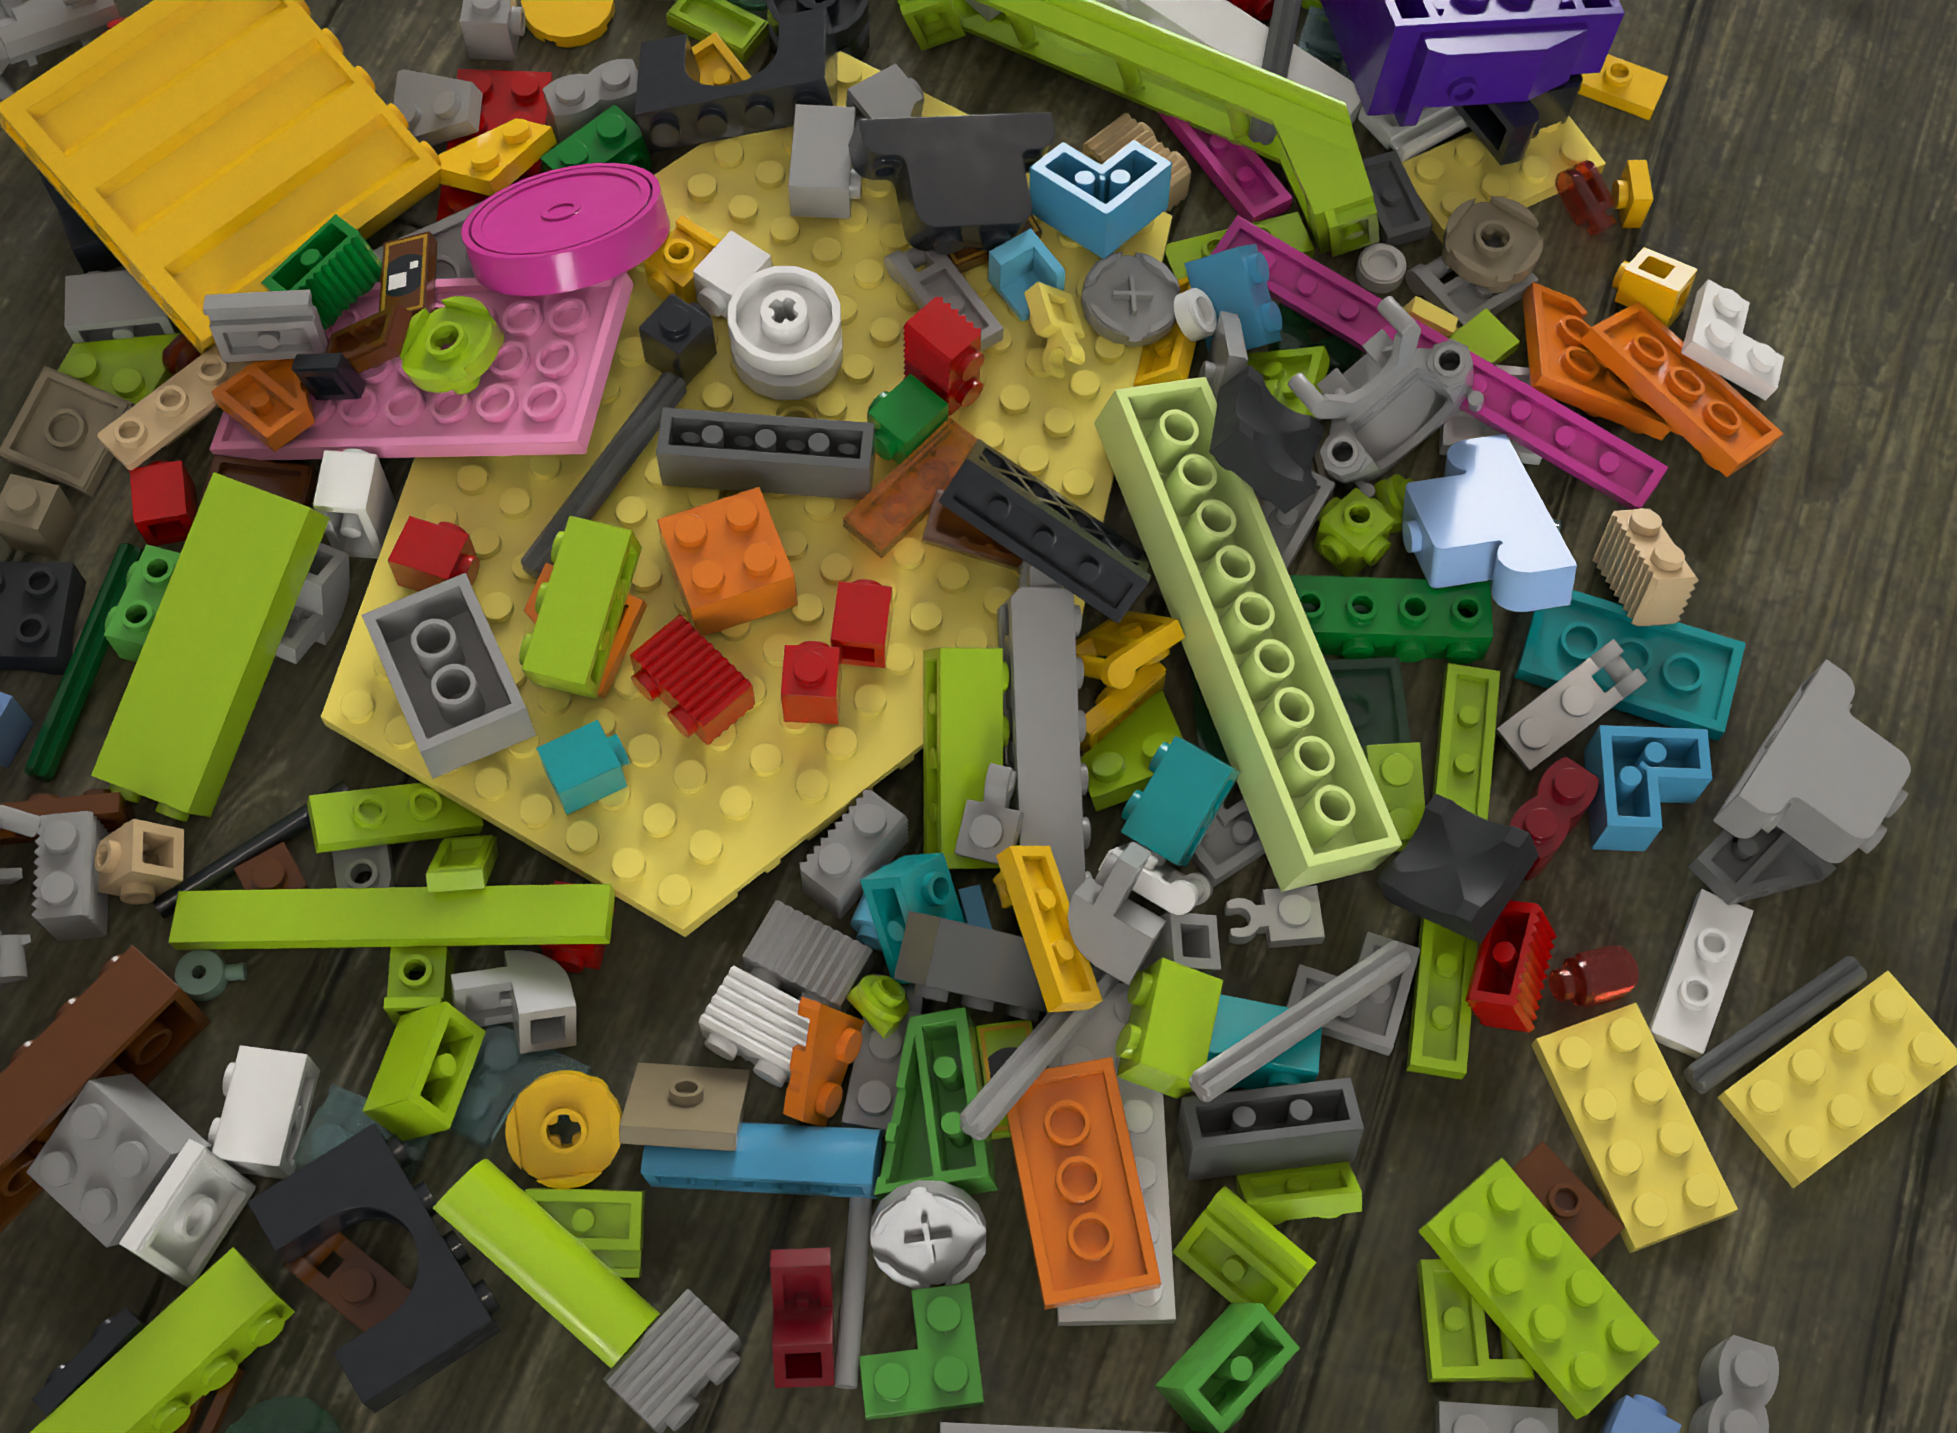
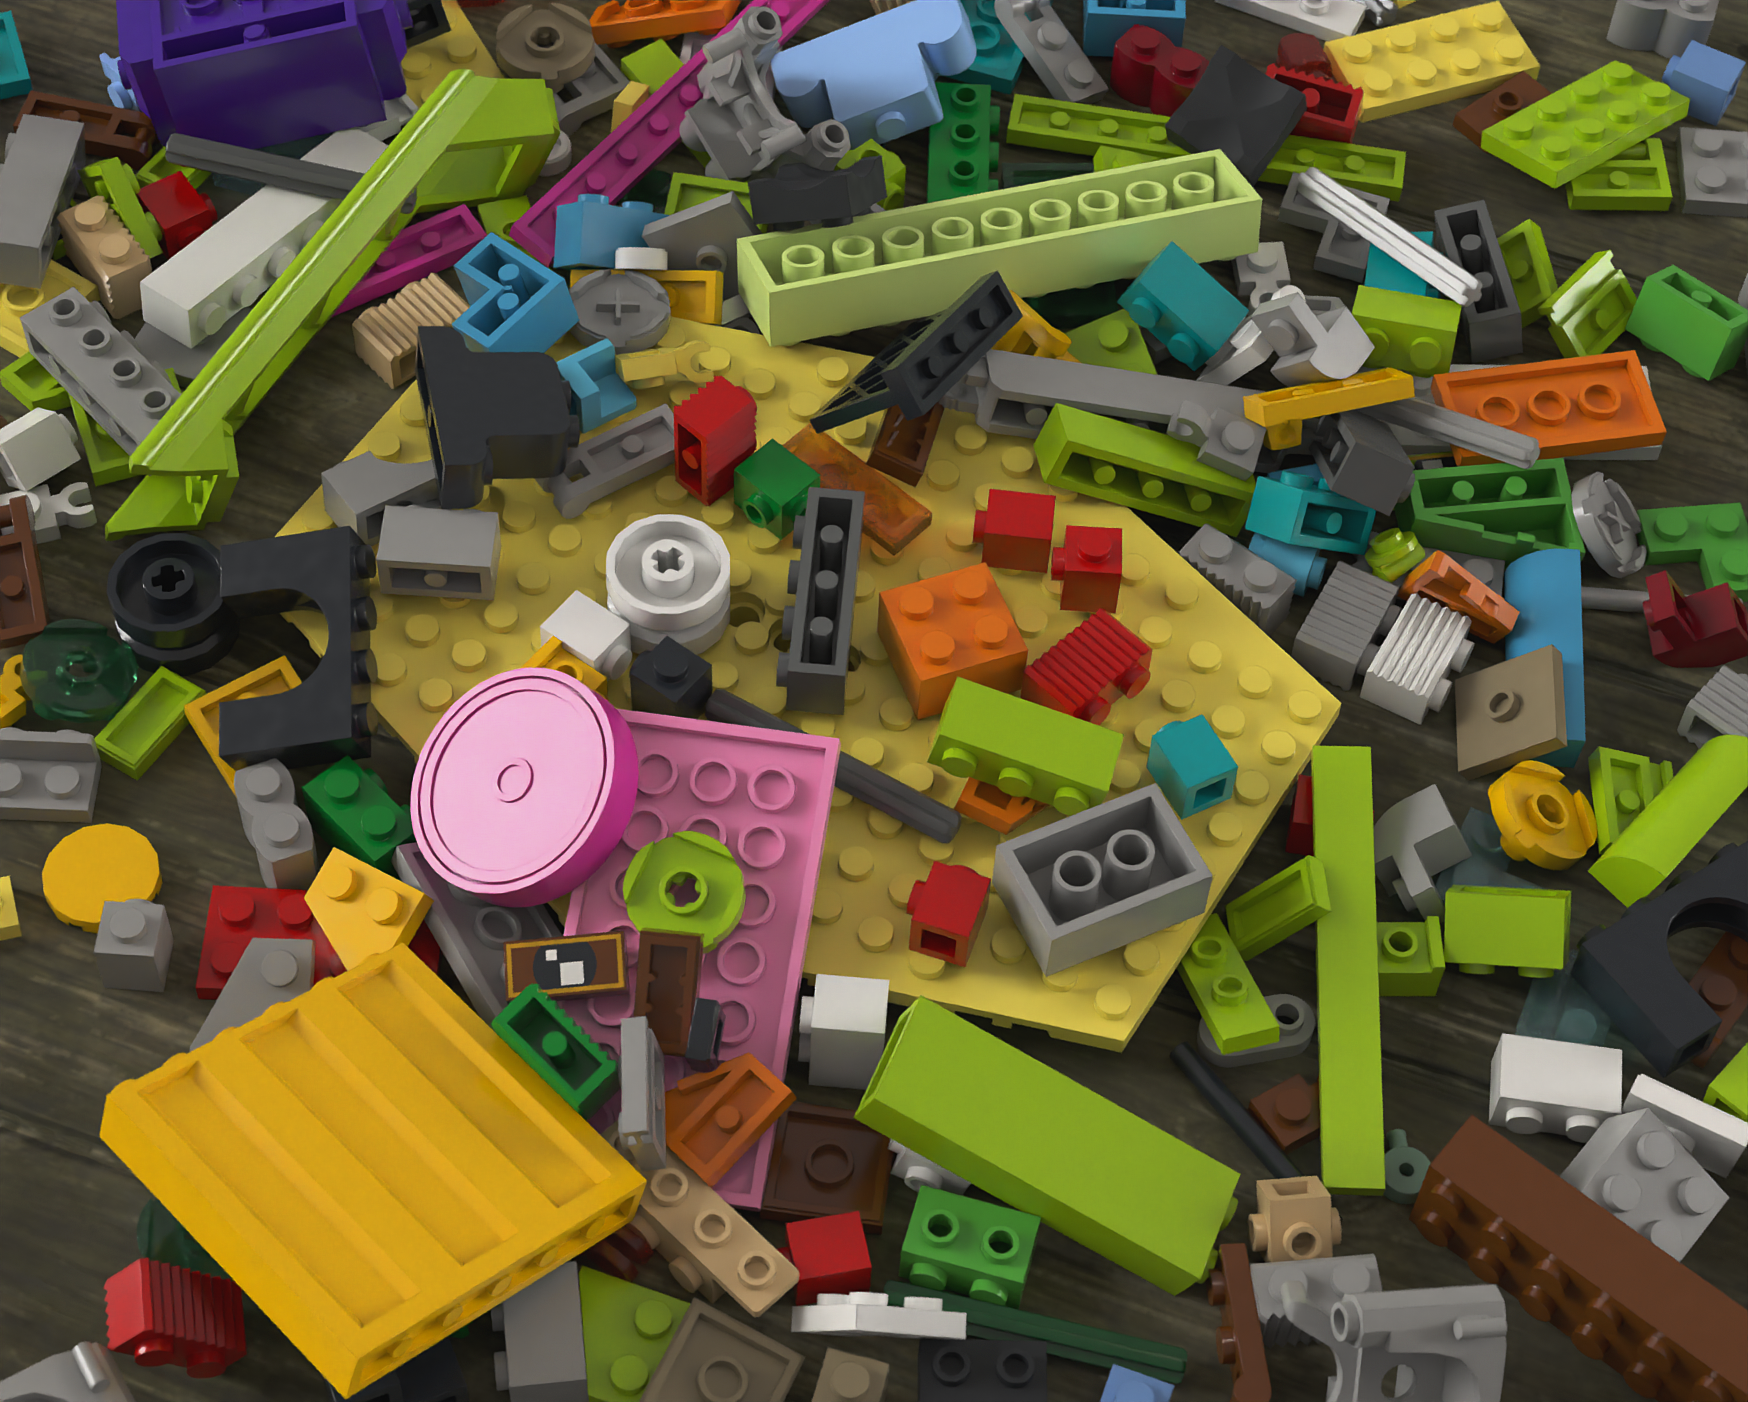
camera: 90 degrees left, 10 degrees down
(72, 516) = (871, 1316): none -> white plate

